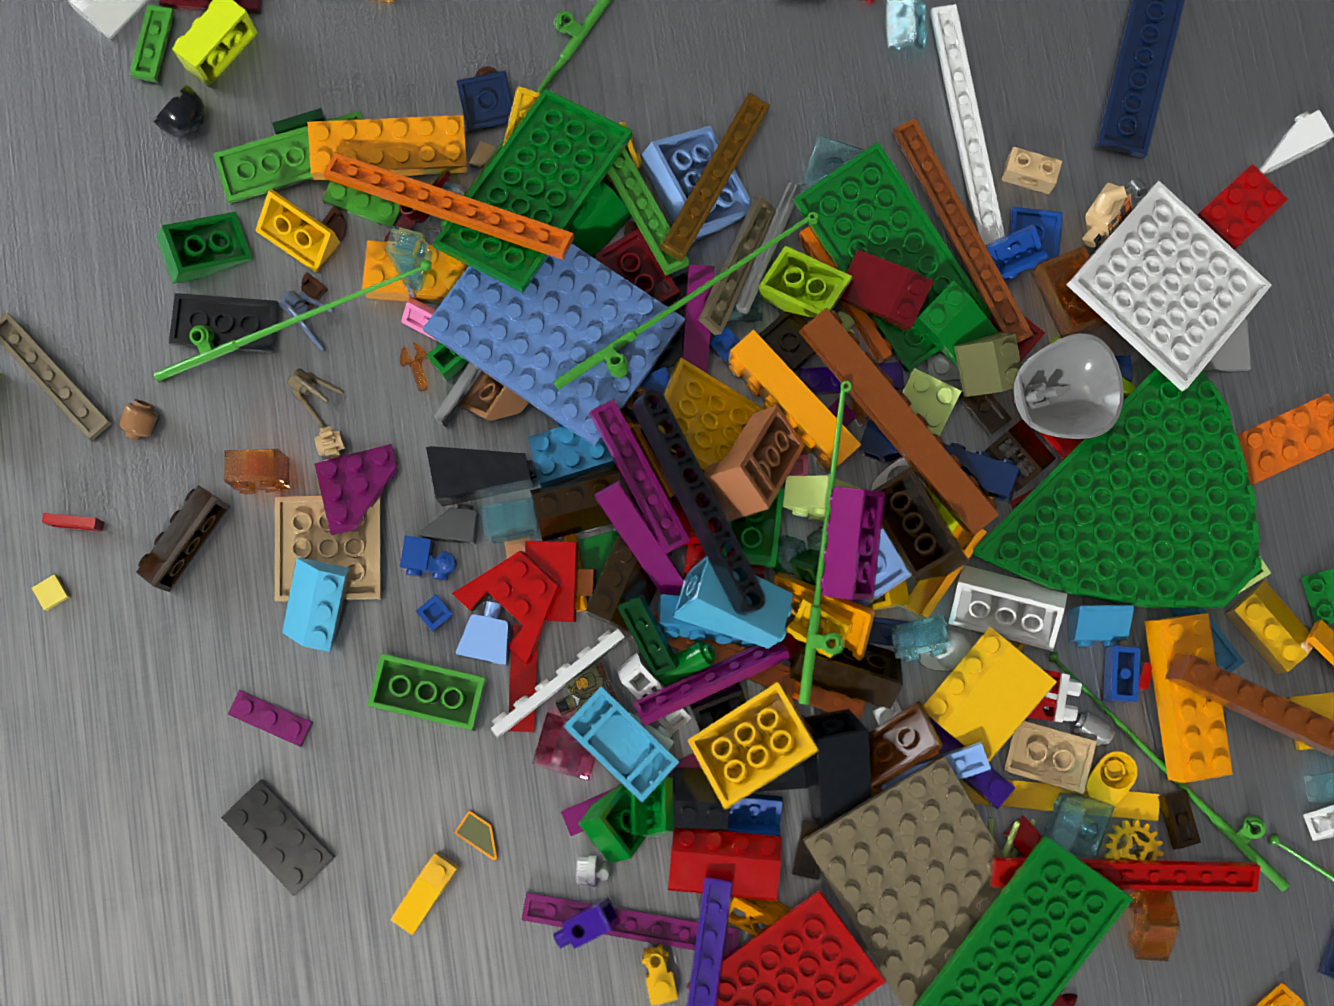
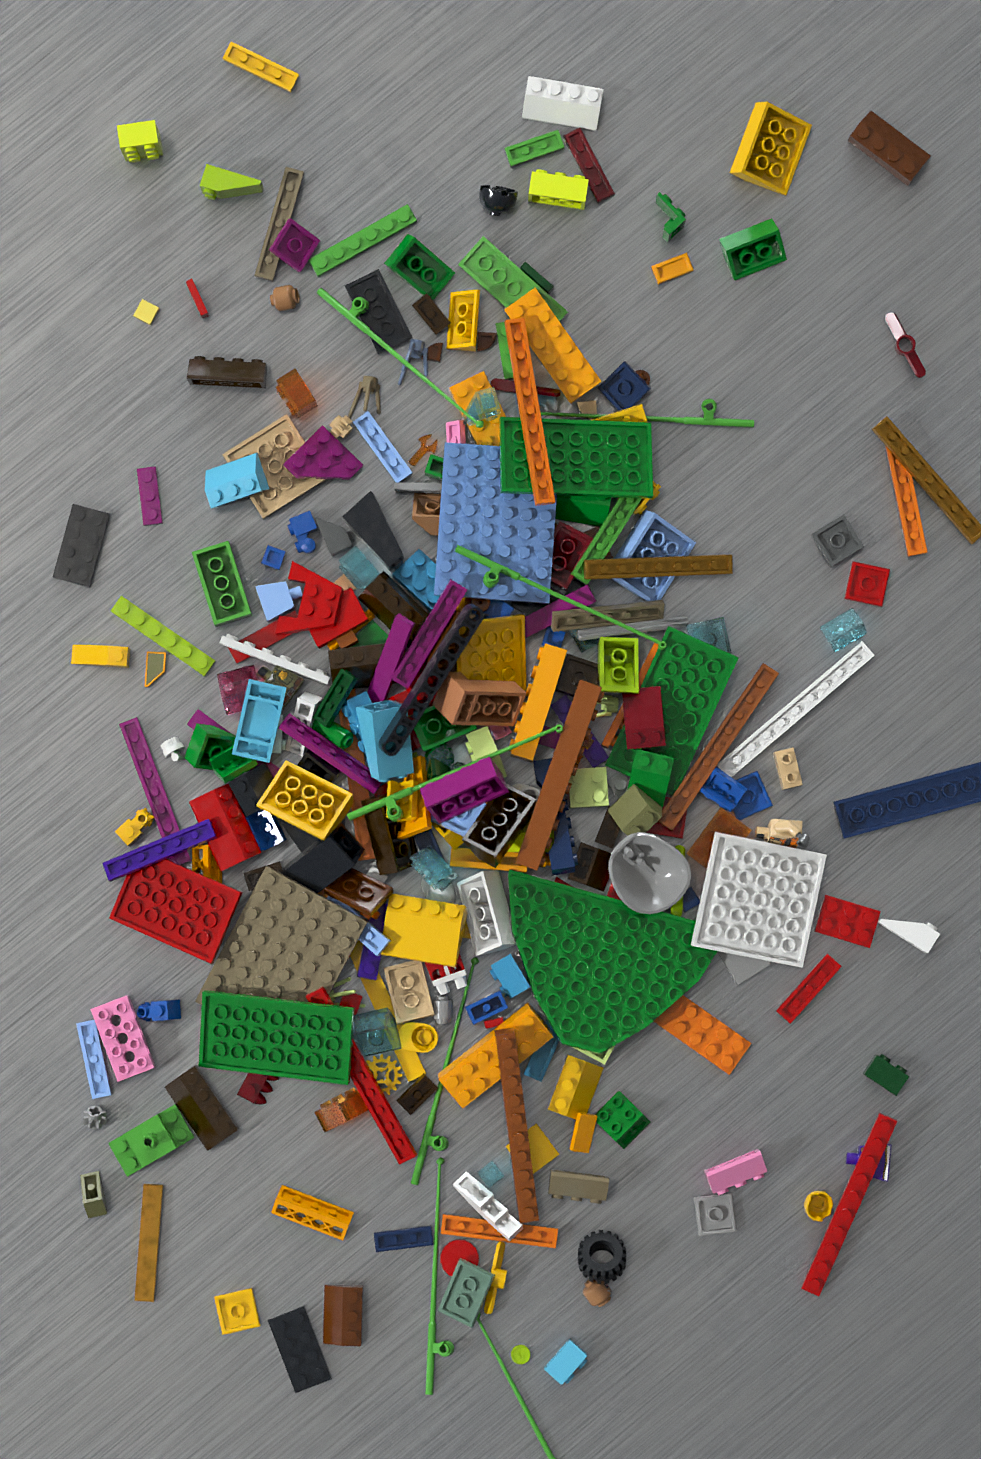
camera: 60 degrees right, 5 degrees up
(84, 371) = (294, 245): none -> magenta plate
(131, 294) = (362, 240): none -> bright green plate
(265, 264) = (431, 314): none -> dark brown plate
(383, 410) = (382, 447): none -> light blue plate
(446, 802) = (162, 636): none -> lime plate
(595, 920) = (144, 767): dark purple torso -> none
(1298, 293) = (808, 988): none -> red plate

